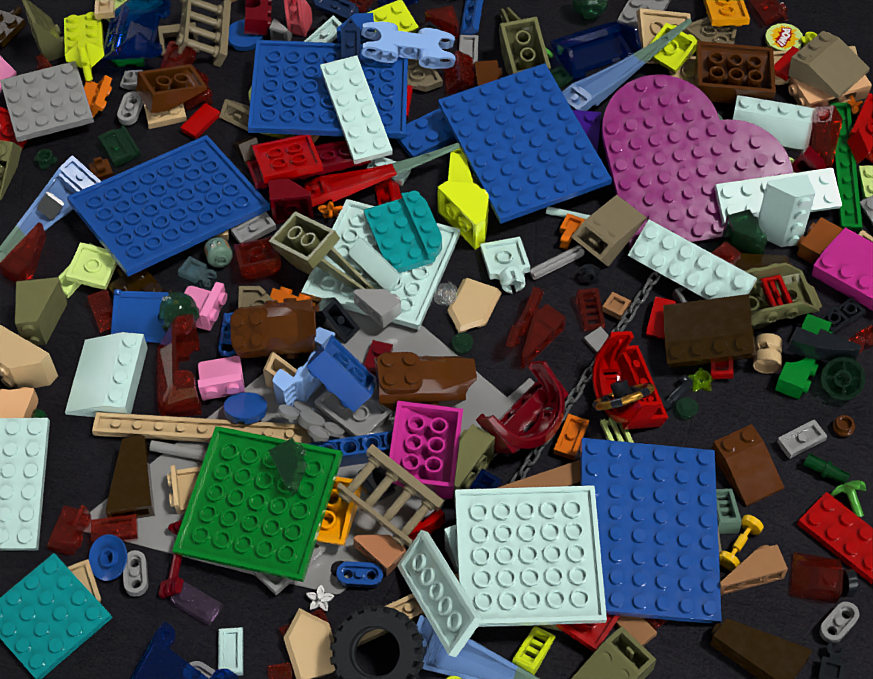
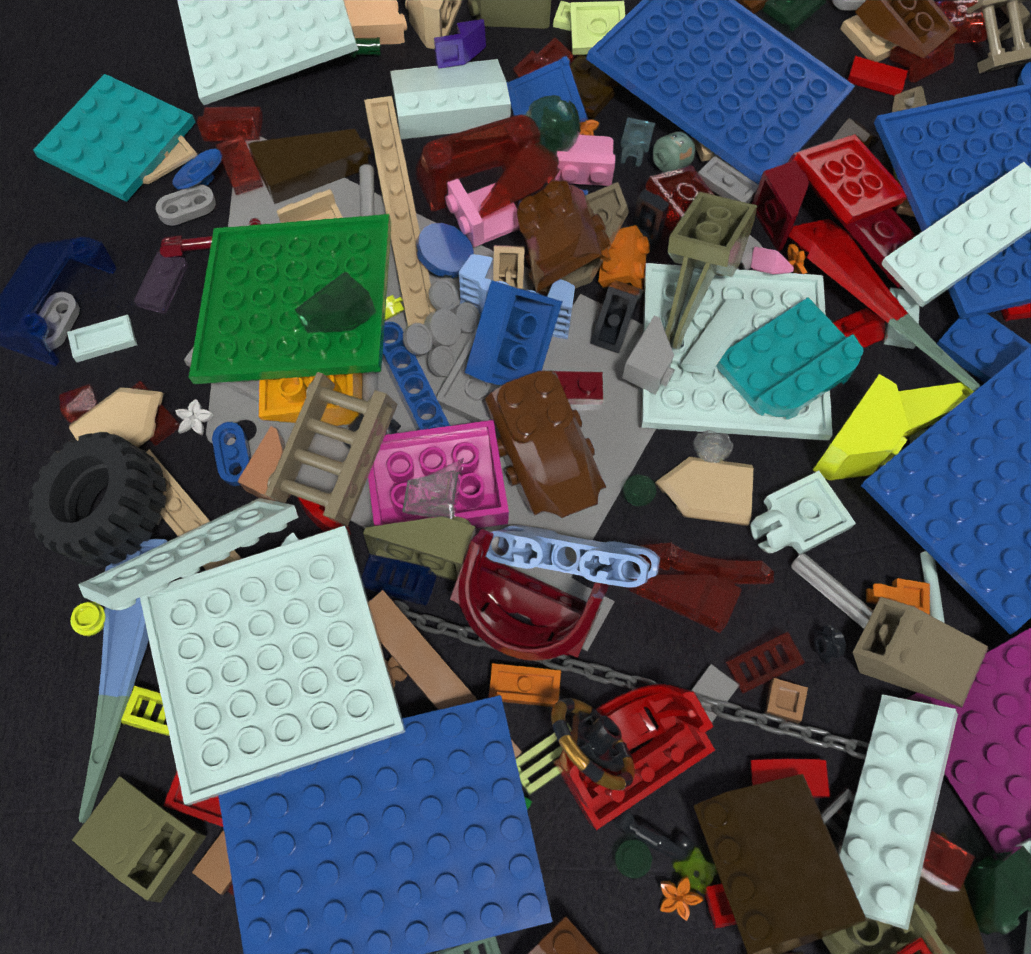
camera: 70 degrees right, 10 degrees up
(69, 360) = (460, 47): none -> dark purple slope
(217, 340) = (522, 177): none -> clear red slope
(270, 276) = (650, 216): none -> black plate
(331, 220) = (770, 261): none -> bright pink slope
(440, 439) = (435, 493): none -> clear slope
(509, 365) = (596, 561): none -> light blue piece
(713, 391) = (679, 897): none -> orange plant

